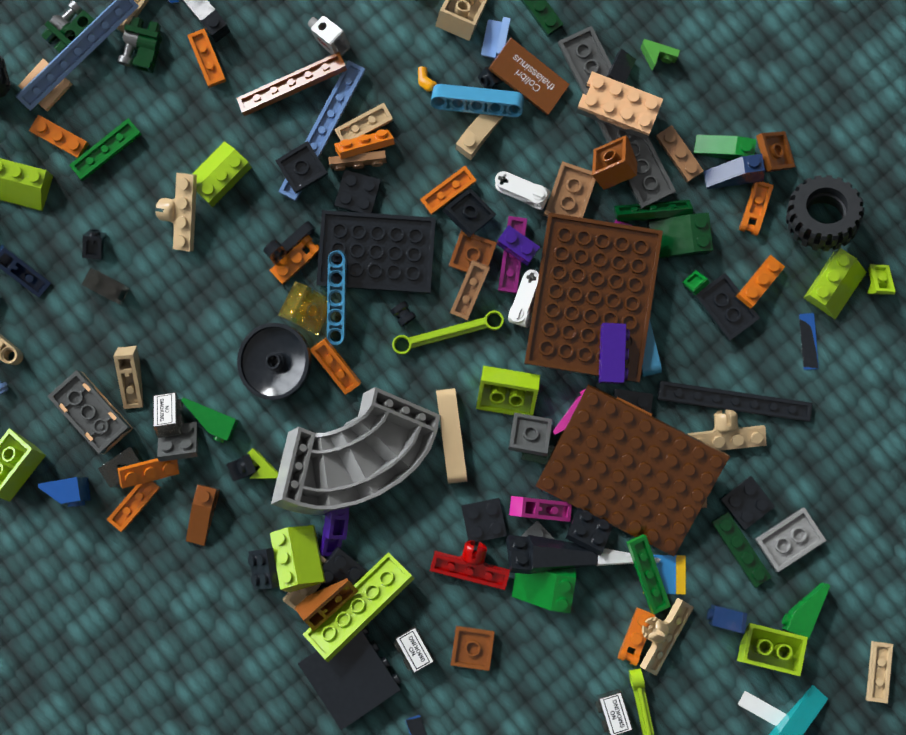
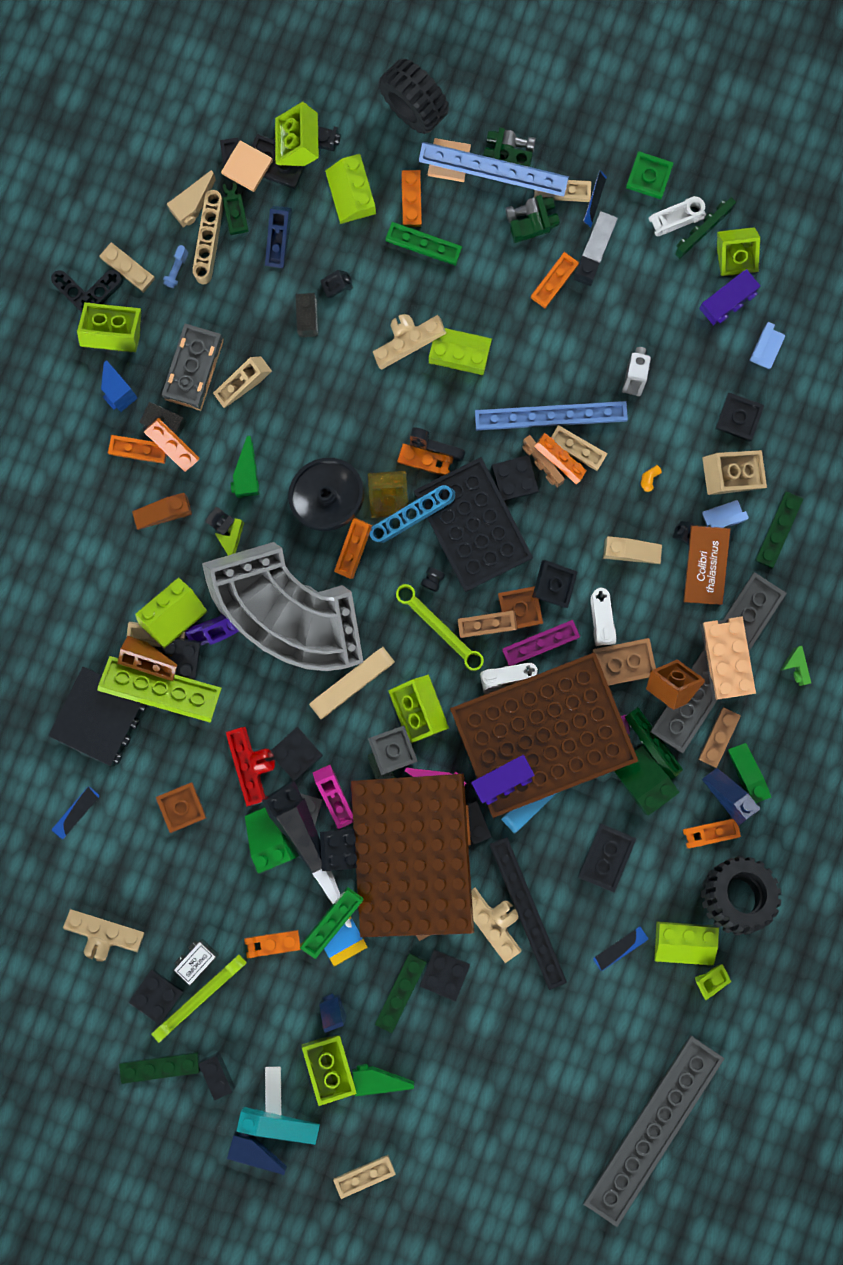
camera: 65 degrees right, 0 degrees up
(167, 415) = (227, 432): brick -> none
(181, 445) = (211, 454): dark grey plate -> none
(263, 569) = (145, 590): black plate -> none
(291, 84) = (575, 365): plate -> none
(301, 167) = (507, 417): black plate -> none
(414, 649) = (151, 758): brick -> none
(448, 190) = (564, 554): orange plate -> none
(477, 100) = (658, 533): dark azure beam -> none
(518, 245) = (550, 642): dark purple brick -> none
(621, 66) = (764, 641): black tile -> none
(663, 635) = (286, 967): tan plate -> none
(695, 282) = (612, 817): green tile -> none
(760, 281) = (647, 874): orange plate -> none
(775, 151) = (772, 821): dark orange plate -> none
(790, 539) = (434, 1031): light grey plate -> none

